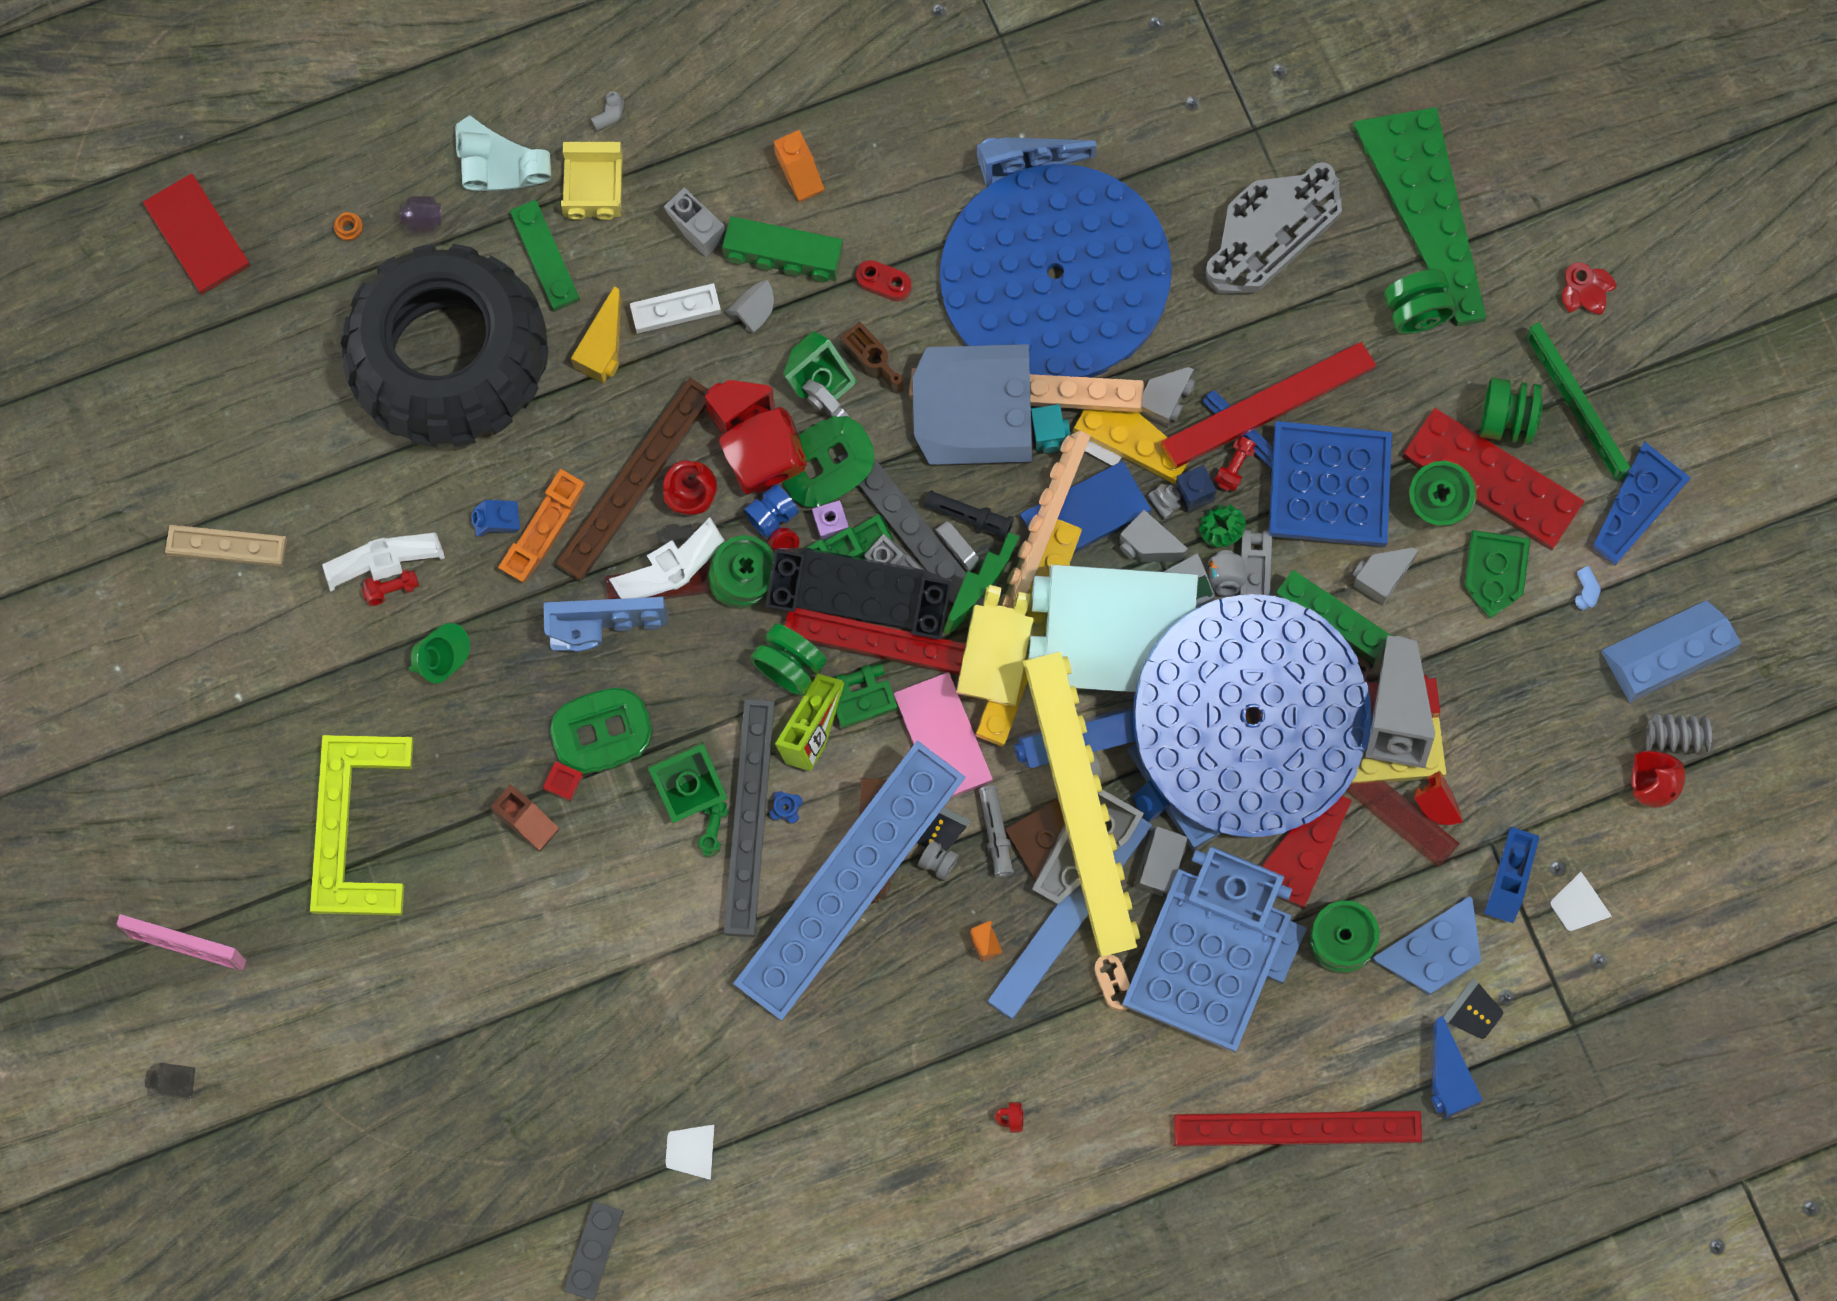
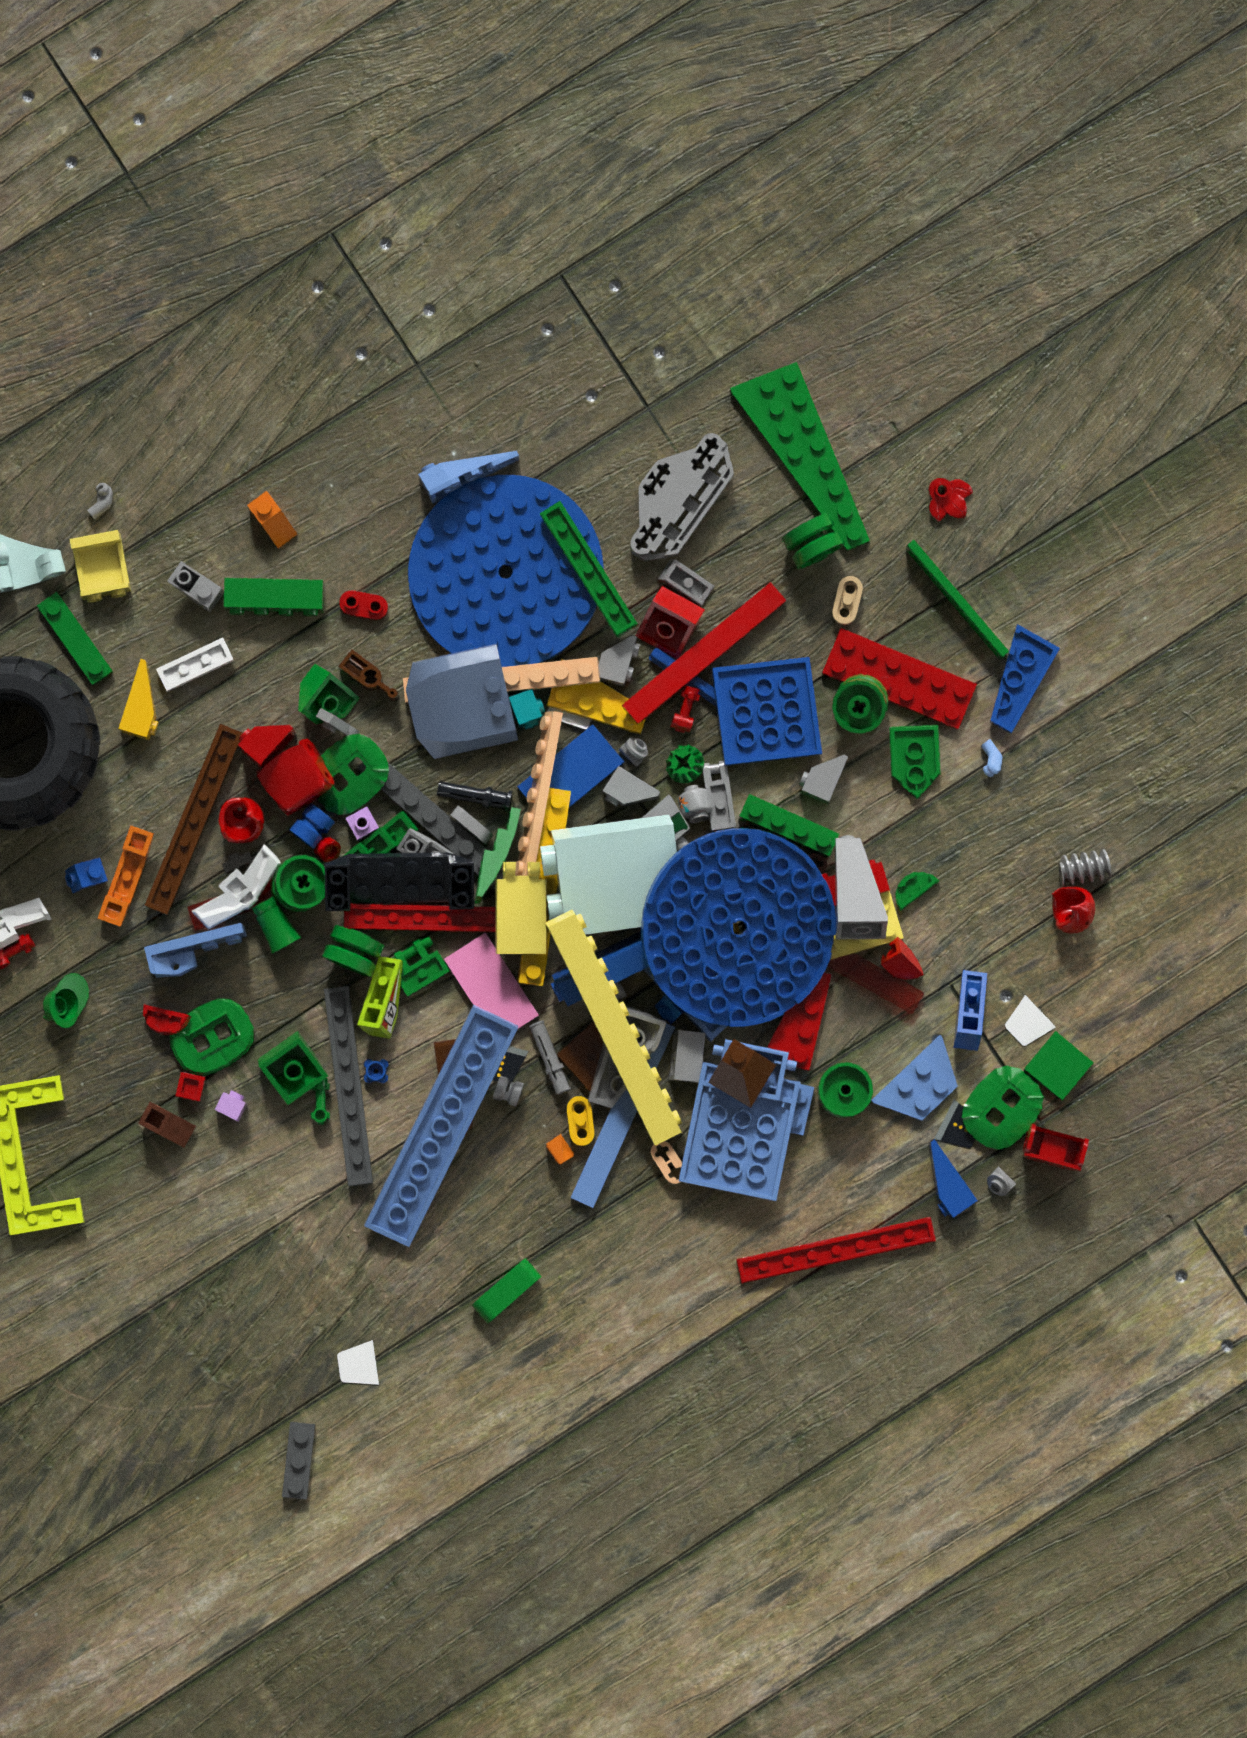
camera: 15 degrees left, 10 degrees up
(550, 700) = (165, 1021): none -> red tile
(606, 812) = (231, 1105): none -> lavender plate
(703, 614) = (275, 925): none -> green plant
(753, 306) = (259, 650): light grey brick -> none
(888, 1096) = (506, 1290): none -> green beam
(1016, 1117) = (611, 1287): red tile -> none
(1017, 913) = (580, 1121): none -> yellow plate
(1153, 282) = (588, 569): none -> green tile
(1195, 488) = (657, 737): dark blue brick -> none
(1224, 886) = (742, 1073): none -> reddish brown slope
(1235, 363) = (669, 622): none -> red slope
(1262, 324) = (685, 582): none -> light grey slope
(1446, 380) = (847, 601): none -> tan plate
(1467, 719) = (913, 887): none -> green tile
(1511, 411) = (903, 621): green wheel -> none
(1512, 1087) = (1000, 1182): none -> light grey plate
(1545, 1015) = (989, 1095): none -> green piece
(1588, 1056) = (1055, 1148): none -> red piece
(1607, 961) = (1058, 1065): none -> green tile
(1671, 650) = (1066, 796): medium blue slope -> none

